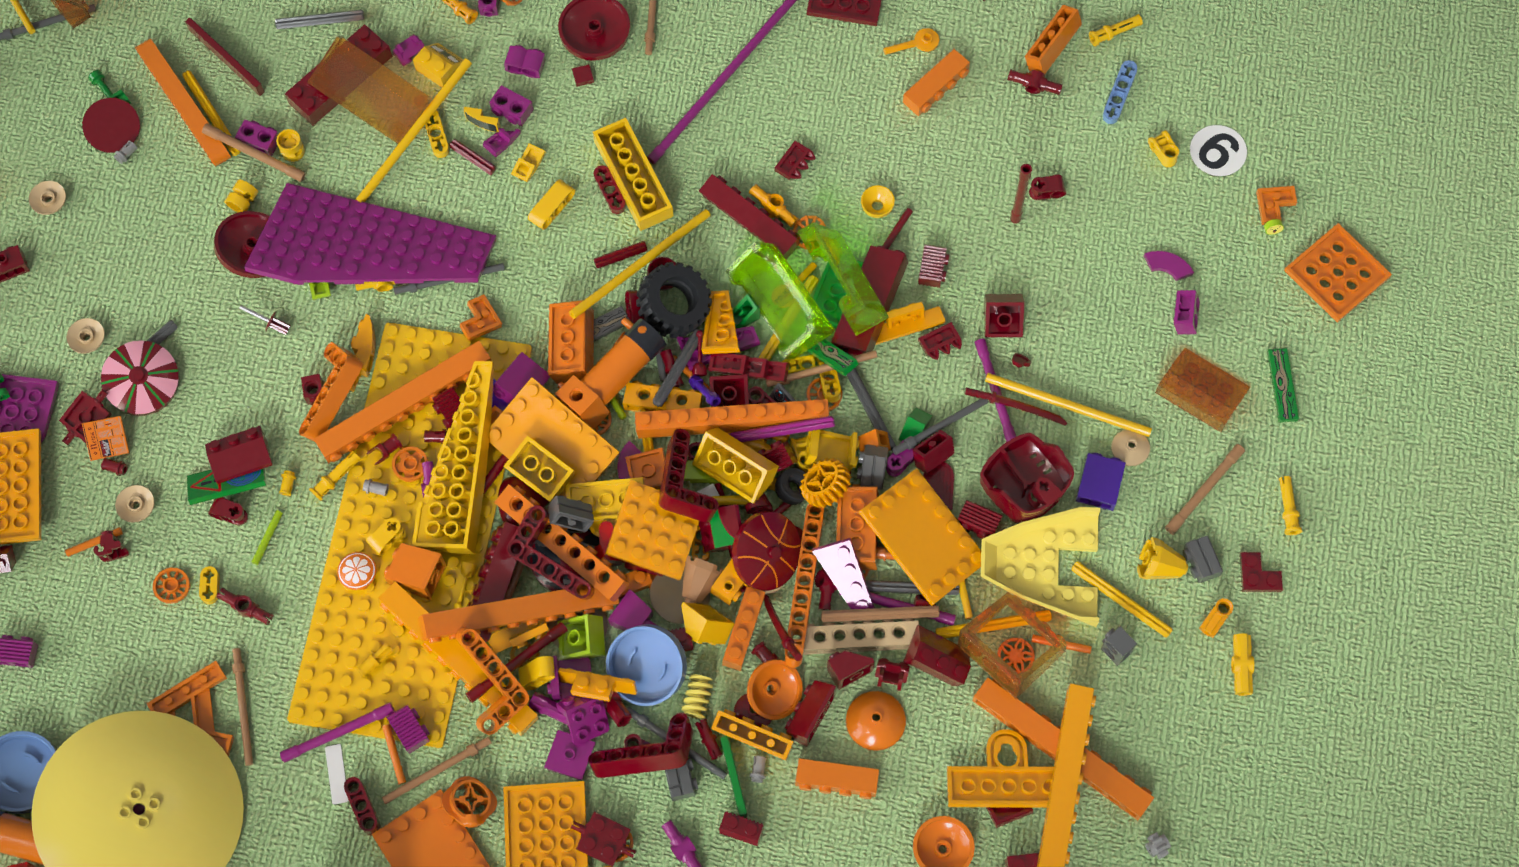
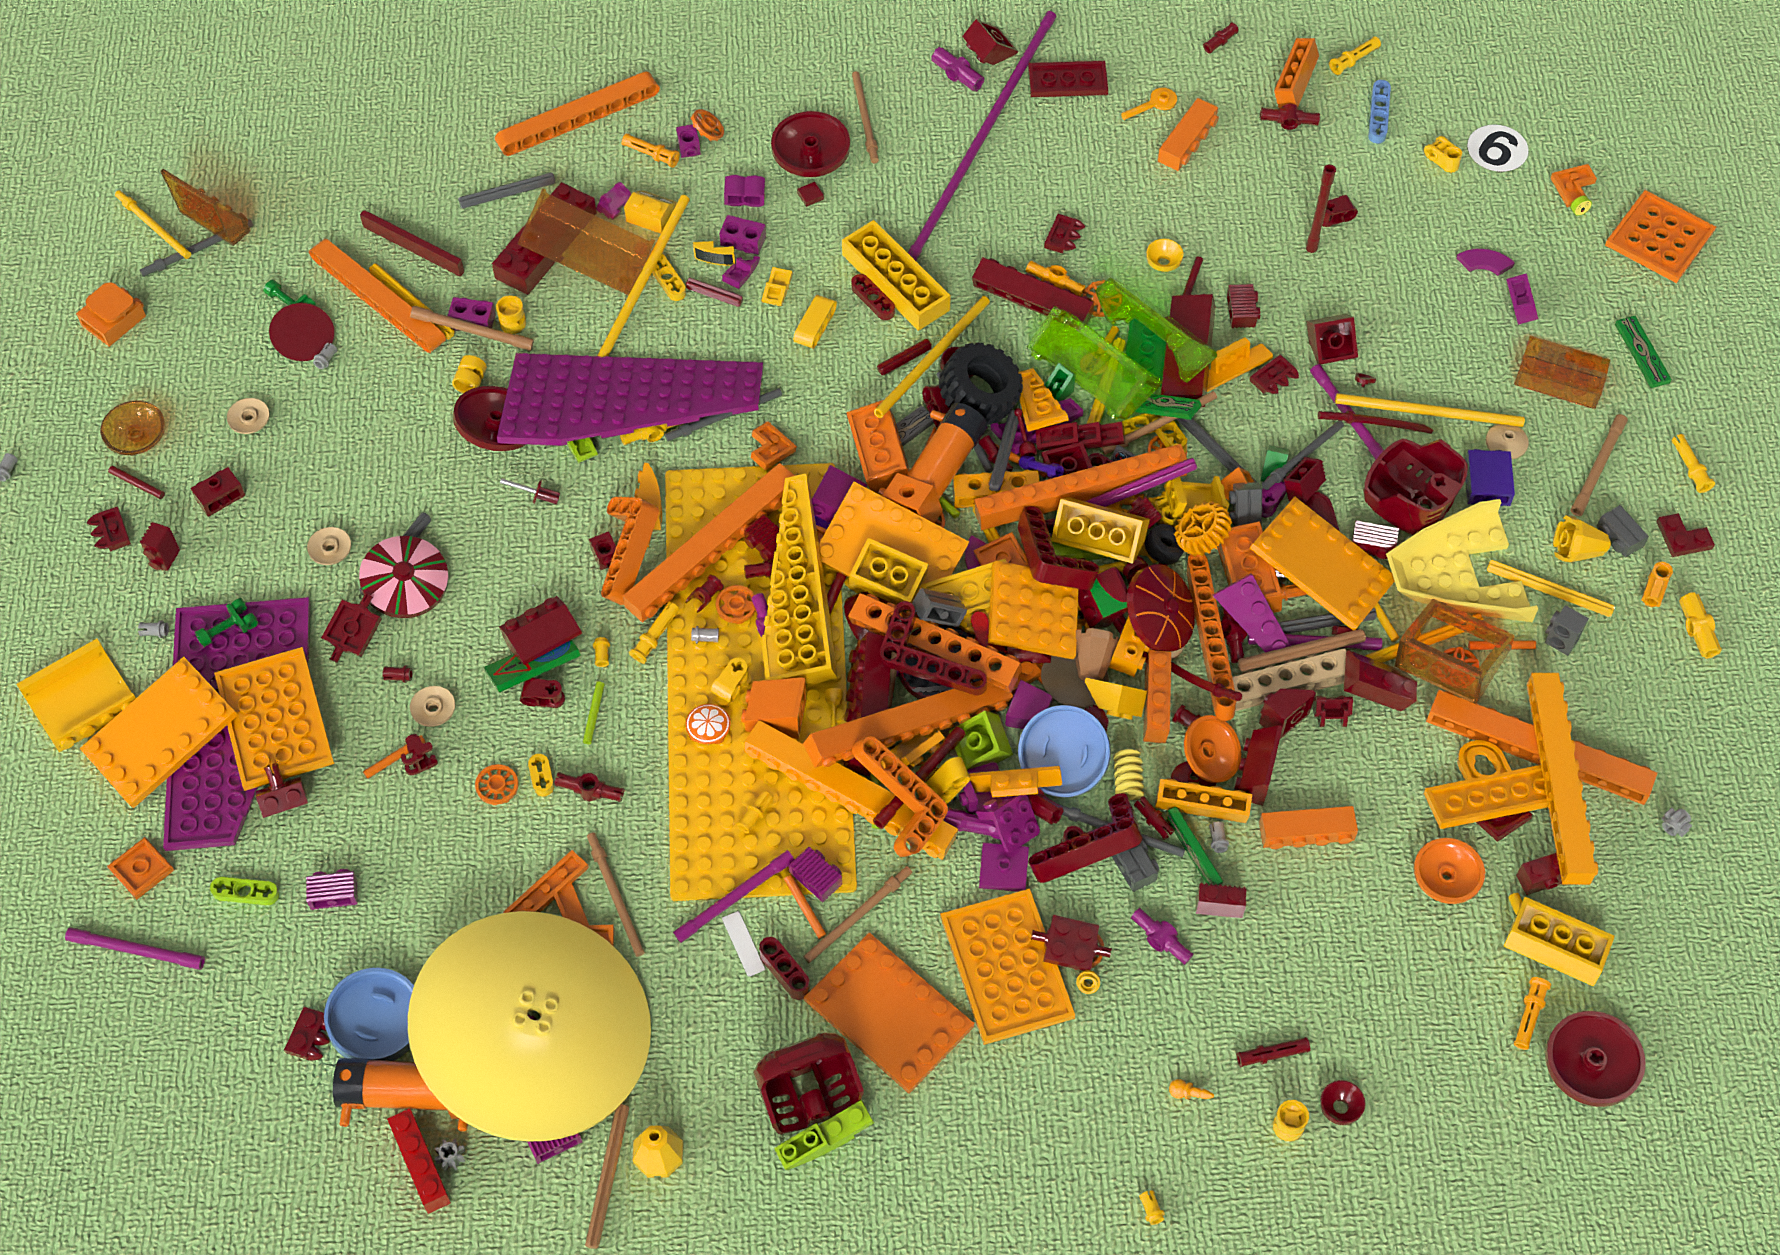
camera: 15 degrees left, 10 degrees down
(105, 438) = (381, 644): orange tile -> none
(452, 804) = (903, 942): orange piece -> none
(871, 733) = (1327, 773): orange dish -> none

